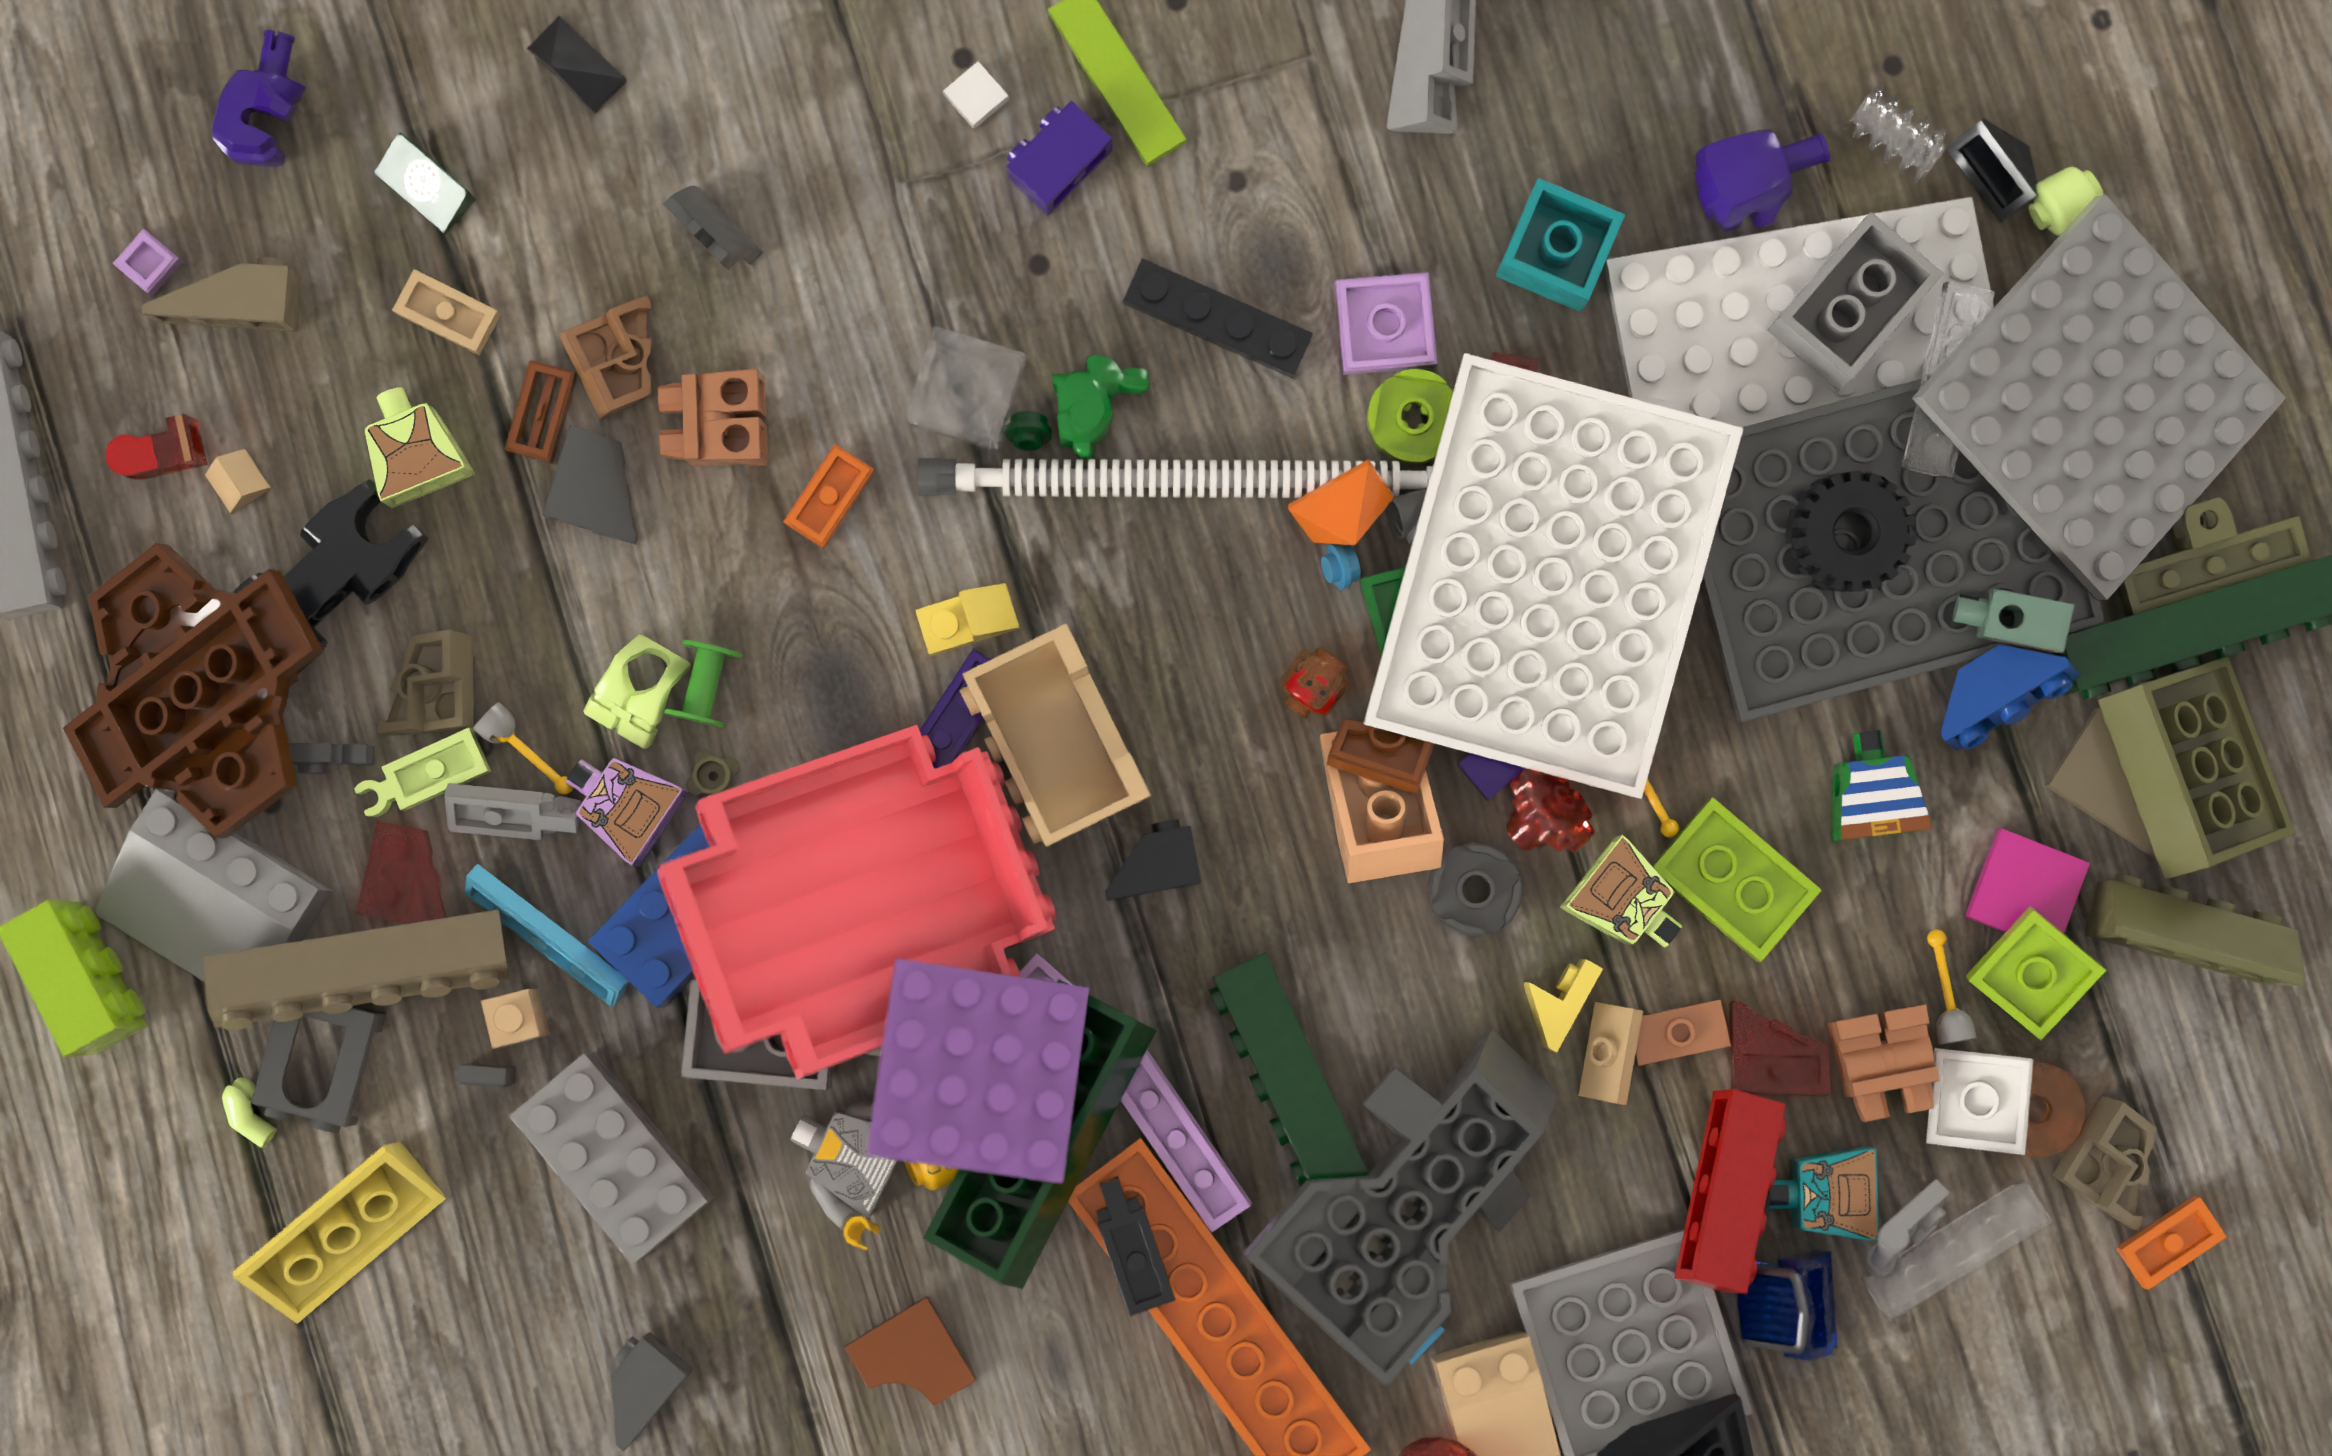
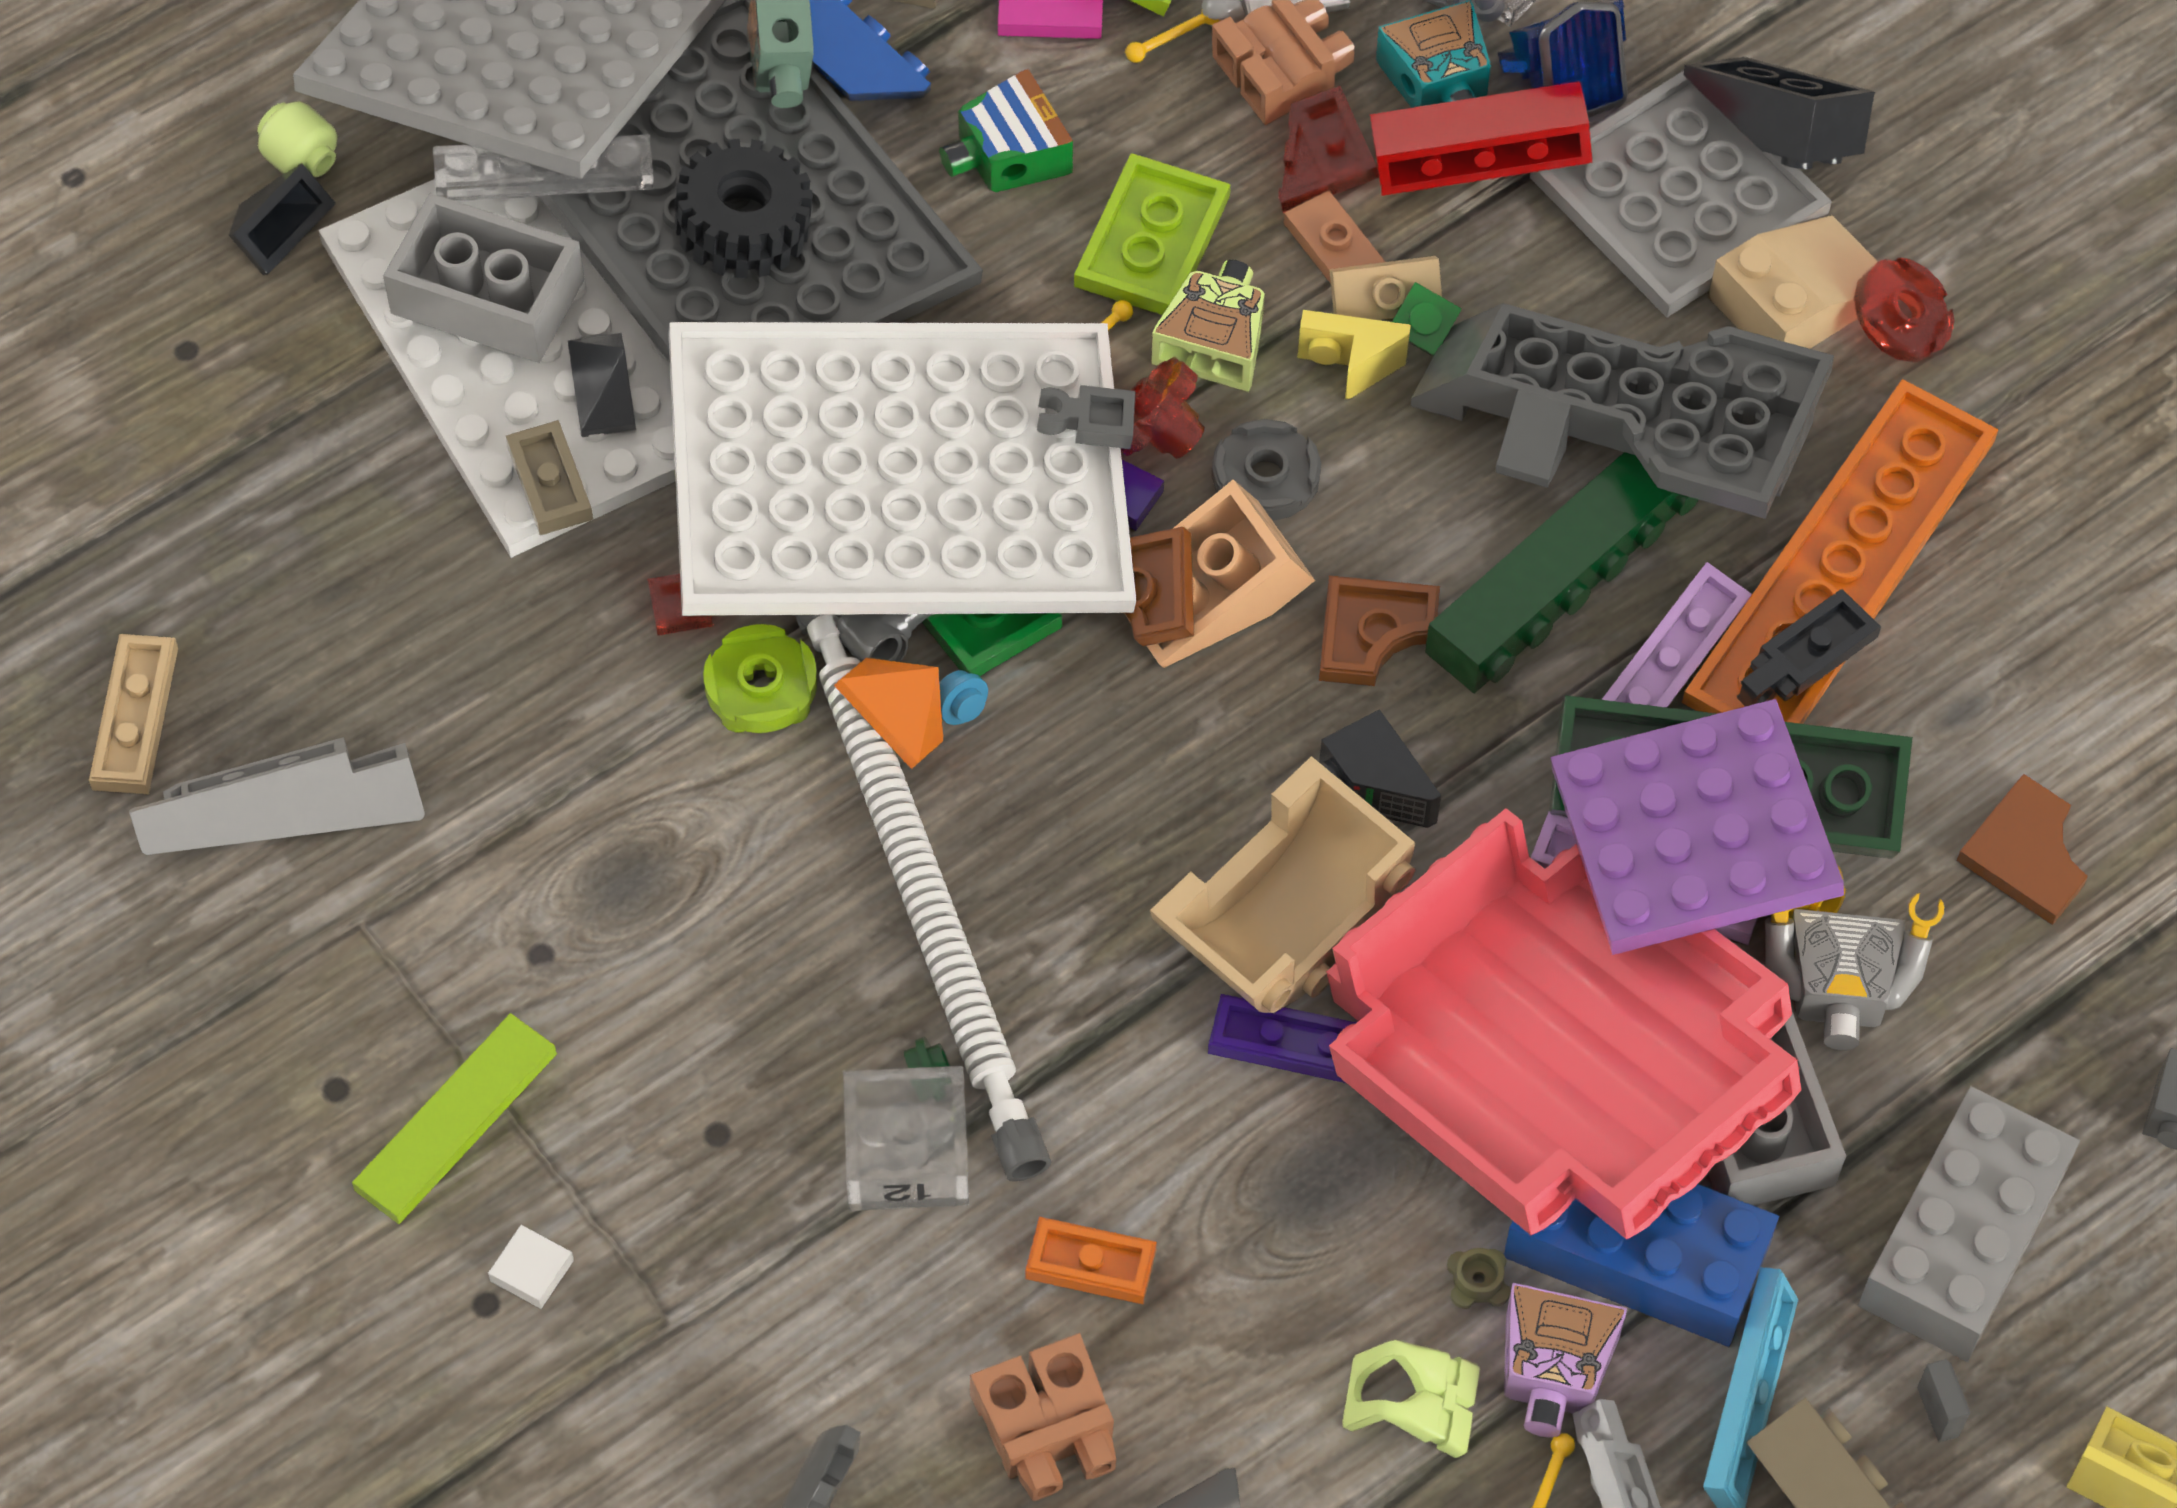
camera: 105 degrees left, 25 degrees down
(515, 1018) = (1863, 1386): tan brick -> none
(703, 683) = (1375, 1315): bright green piece -> none
(967, 618) = (1177, 1067): light yellow slope -> none
(1058, 156) = (581, 1140): dark purple brick -> none
(1086, 401) = (870, 1017): green animal -> none
(1217, 318) = (715, 919): black plate -> none
(1301, 918) = (1370, 624): none -> dark orange tile
(1314, 682) = (1105, 679): clear orange head -> none
(1385, 323) = (659, 745): lavender tile -> none
(1539, 751) = (1097, 415): none -> dark grey plate
(1560, 245) = (511, 584): teal brick -> none
(1569, 1073) = (1428, 316): none -> green plate
(1647, 301) = (549, 477): none -> dark tan plate
(1731, 374) = (601, 384): none -> black slope
(1752, 175) = (367, 427): dark purple piece -> none
(1898, 133) = (269, 312): clear piece -> none

